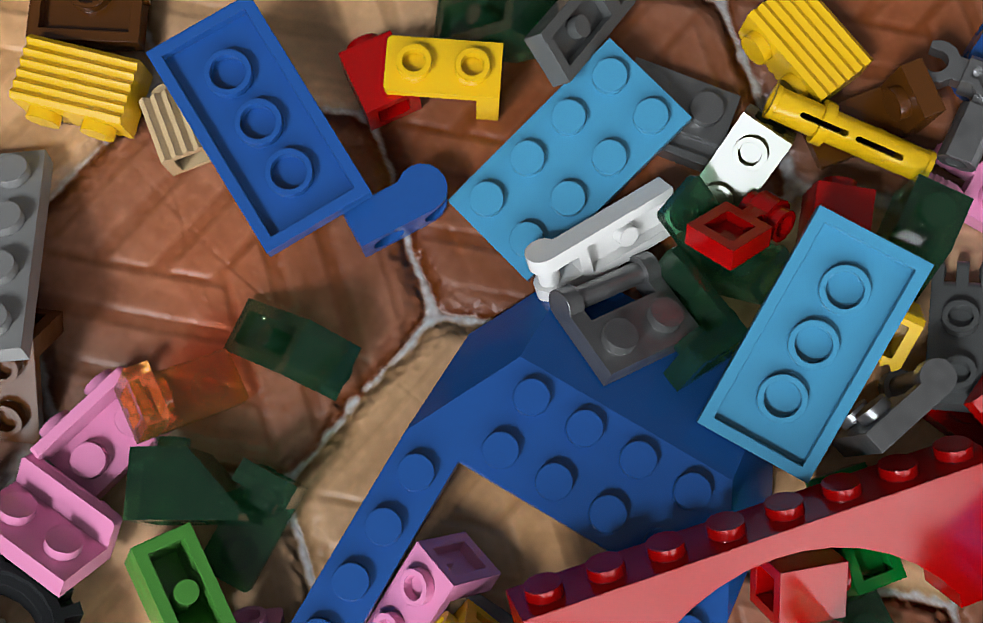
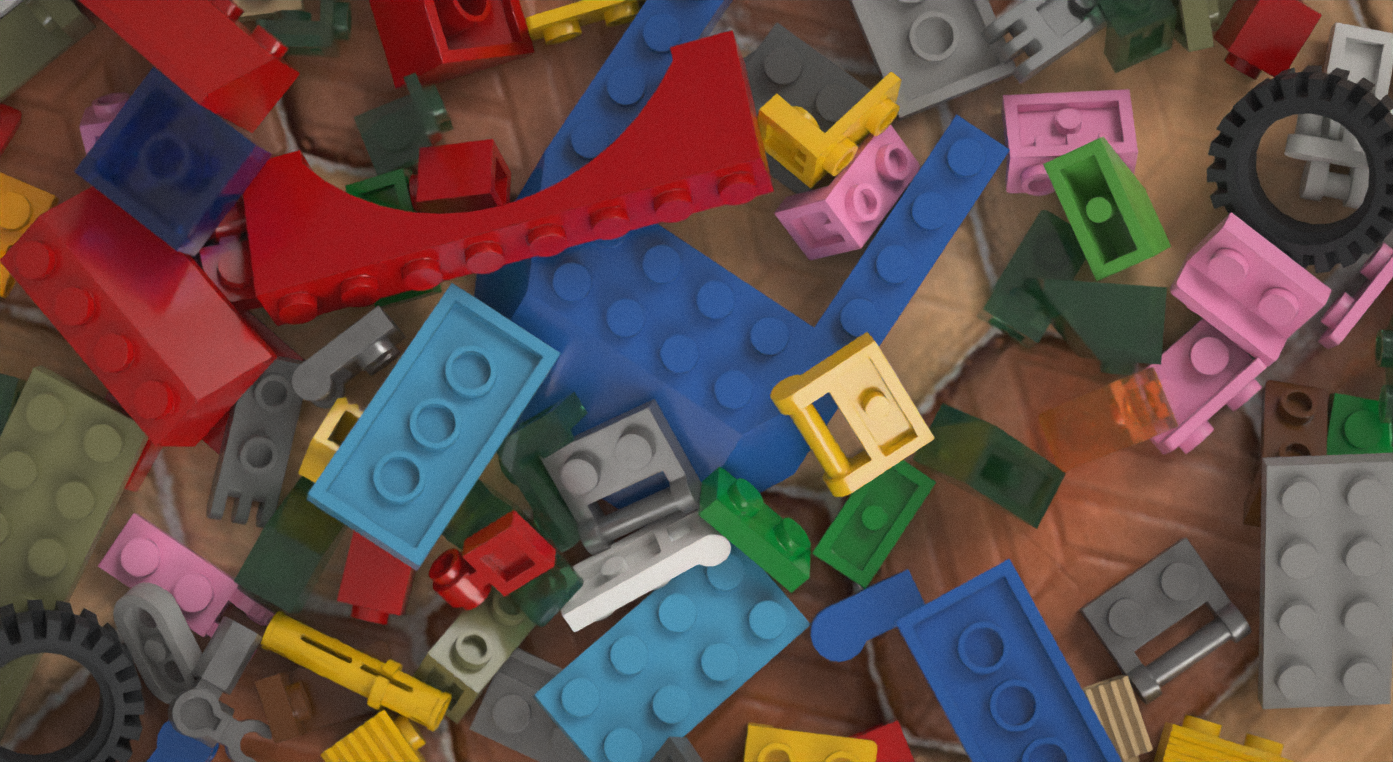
camera: 175 degrees left, 5 degrees up
(143, 238) = (1154, 601): none -> flat silver plate
(395, 296) = (873, 522): none -> green plate
(403, 393) = (872, 406): none -> yellow plate
(503, 275) = (753, 527): none -> green plate

